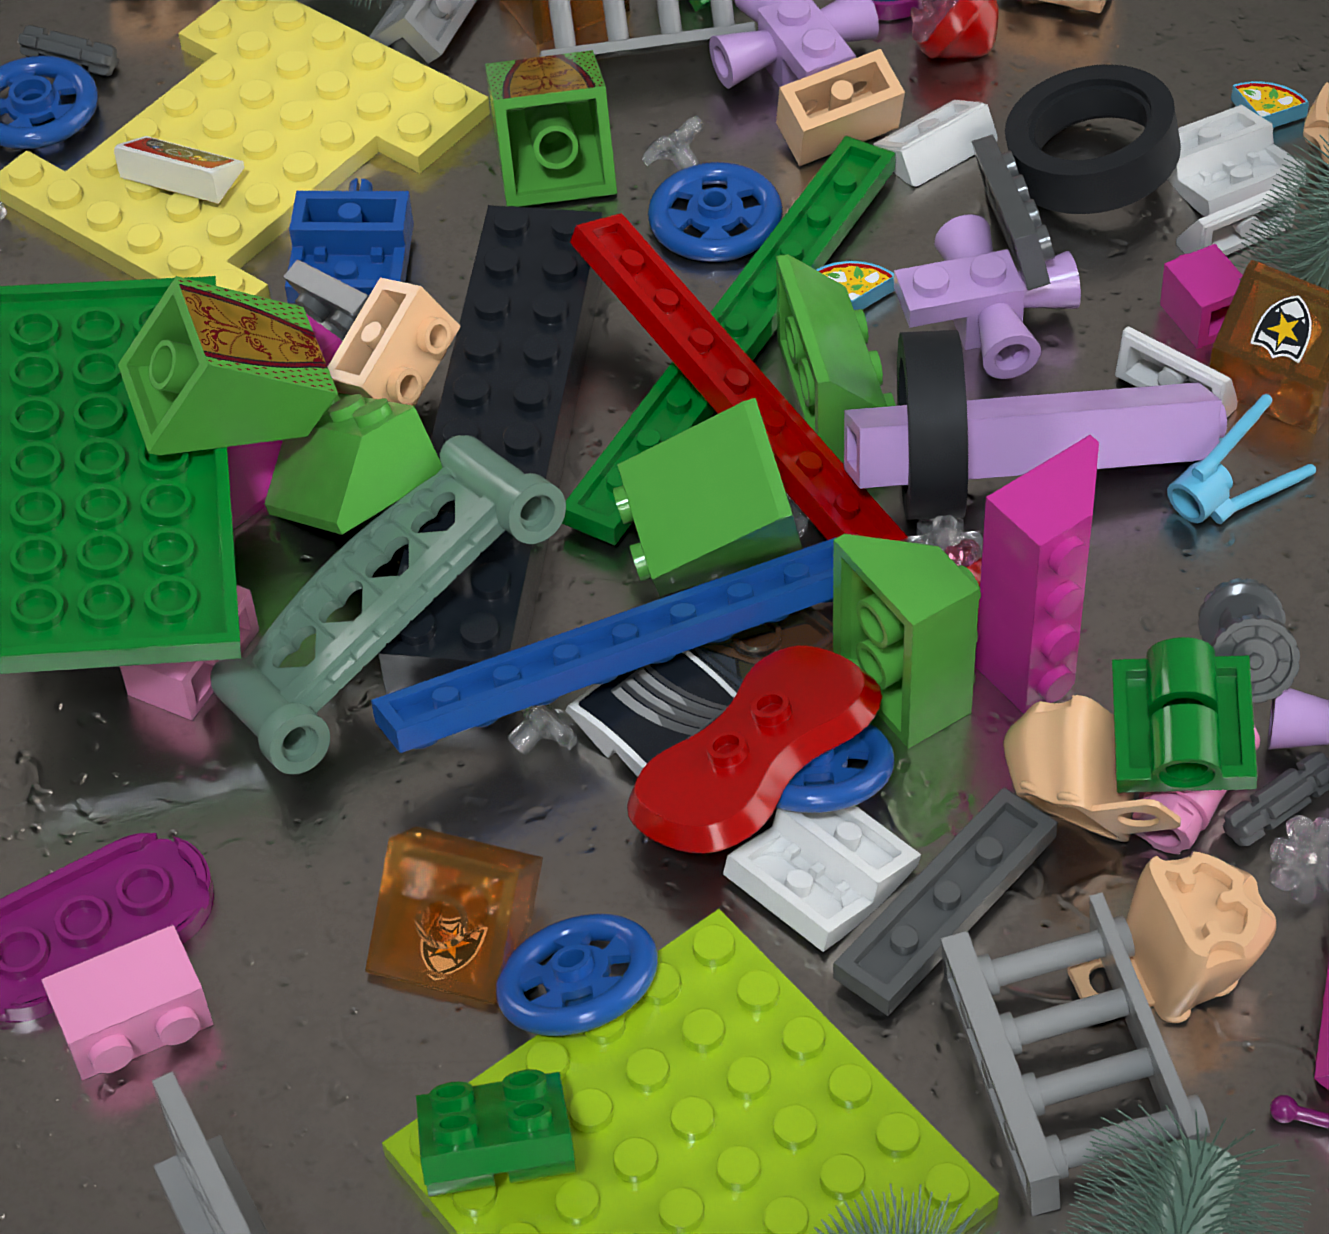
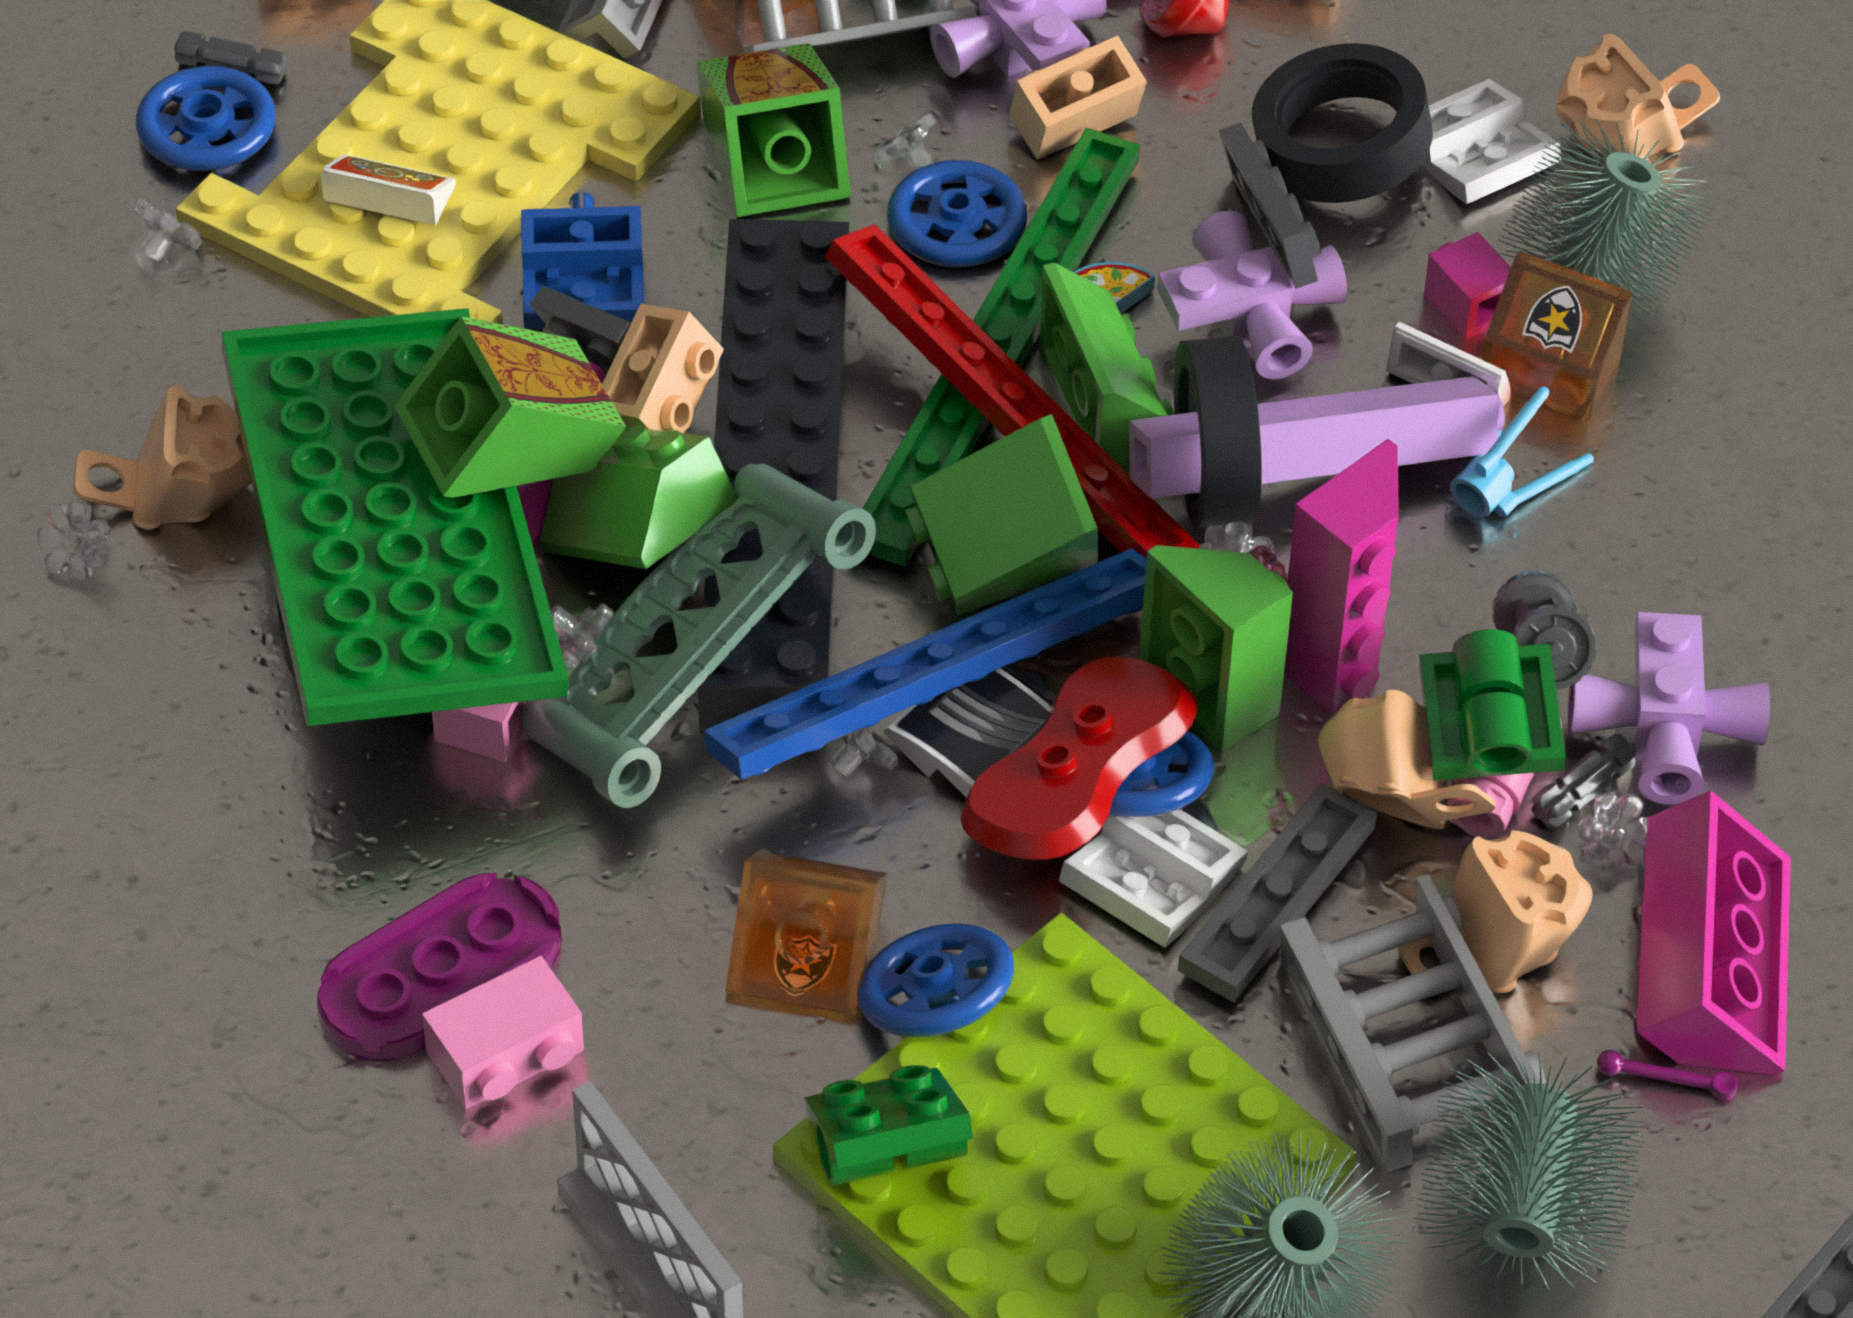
camera: 10 degrees left, 0 degrees up
(270, 595) = (578, 633): none -> clear plant
(938, 140) = (1180, 127): white slope -> none
(1230, 224) = (1494, 209): white slope -> none
(1271, 101) = (1518, 73): tile -> none

